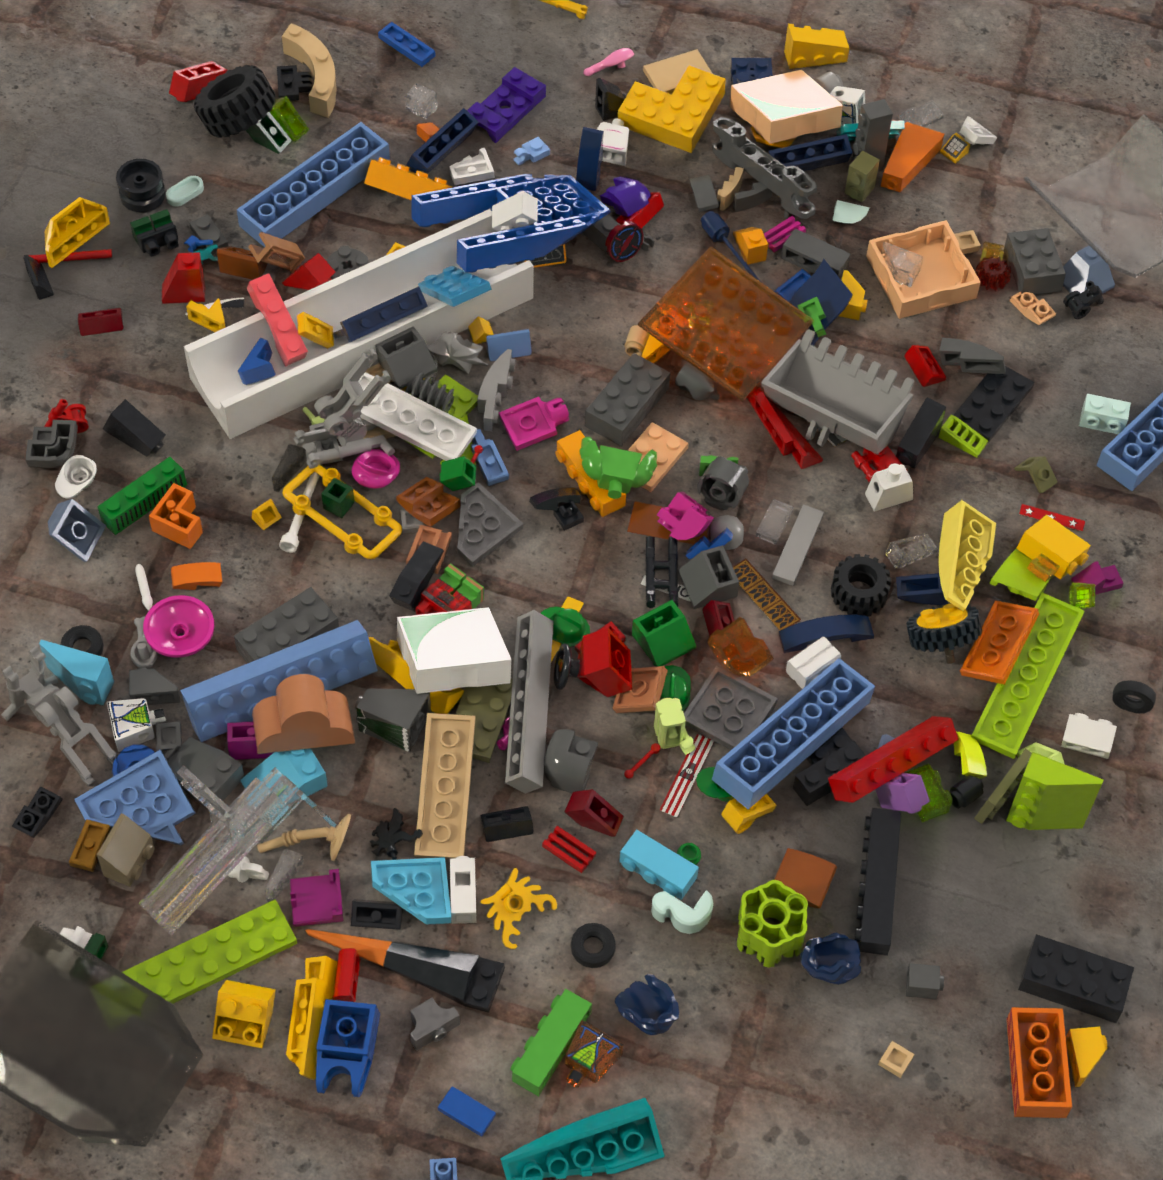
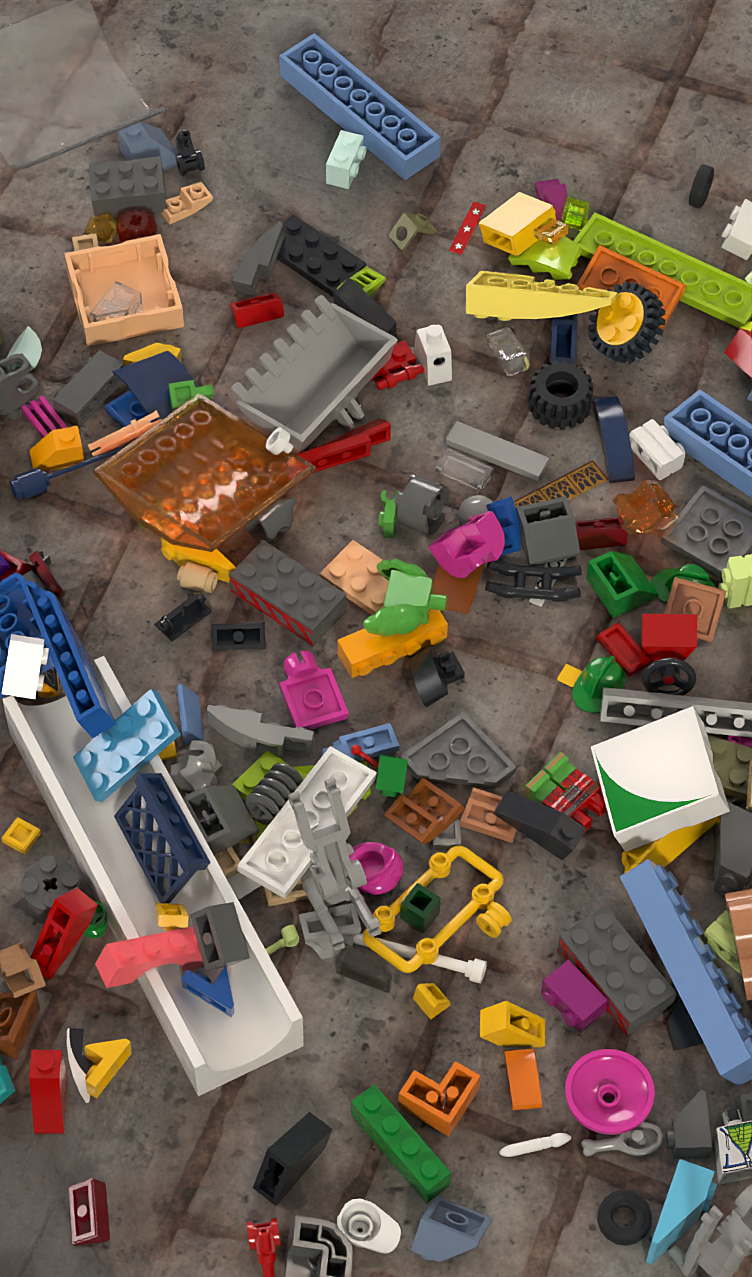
camera: 85 degrees left, 0 degrees up
(239, 567) = (512, 1026): none -> yellow slope
(265, 600) = (573, 996): none -> magenta brick
(289, 352) = (219, 936): none -> dark grey brick
(332, 550) = (493, 919): none -> yellow wheel
(588, 374) = (238, 636): none -> black slope
(600, 335) = (183, 616): none -> black hinge
(760, 368) = (279, 442): none -> white tile
(769, 279) = (125, 434): none -> light nougat pin

